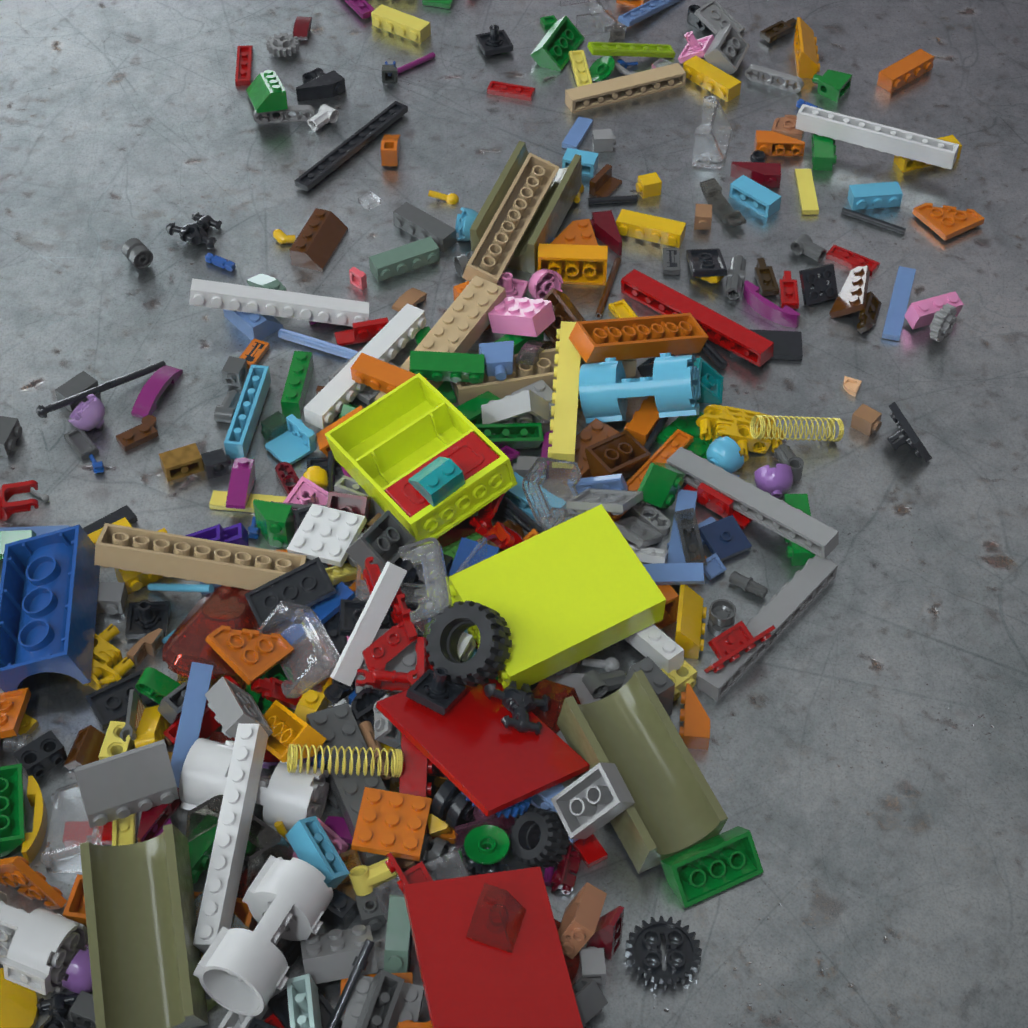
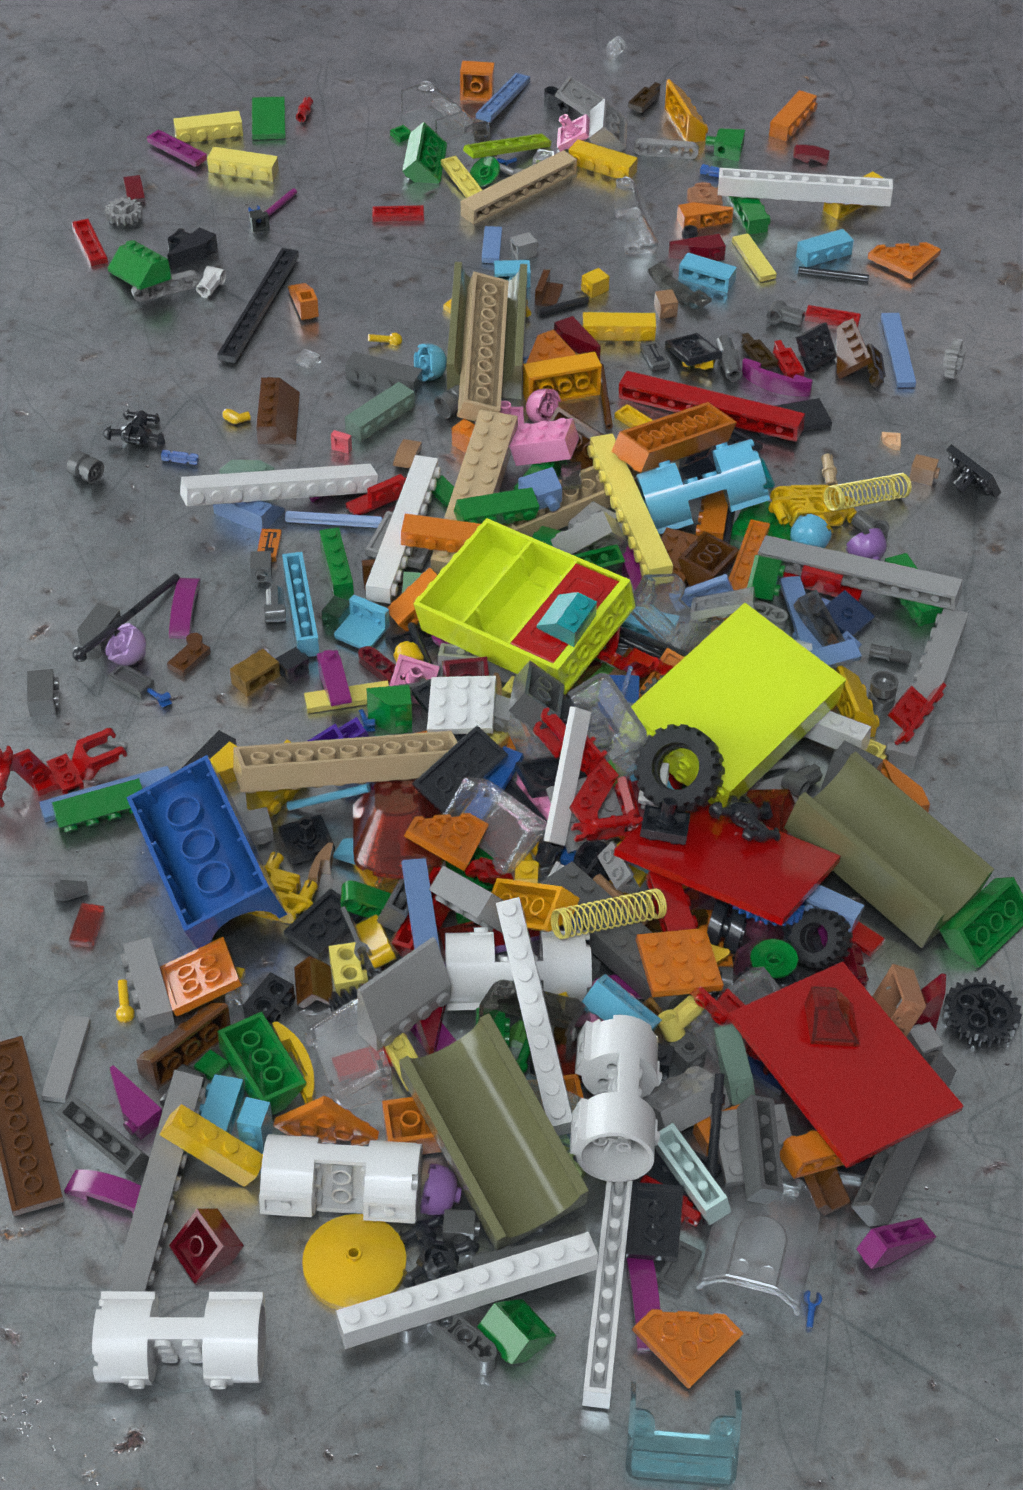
camera: 20 degrees left, 0 degrees up
(494, 42) = (355, 164): black plate -> none
(592, 800) = (867, 885): light grey brick -> none
(776, 401) = (829, 470): none -> tan pin
(910, 108) = (808, 152): none -> dark red slope
(922, 312) = (933, 350): bright pink brick -> none

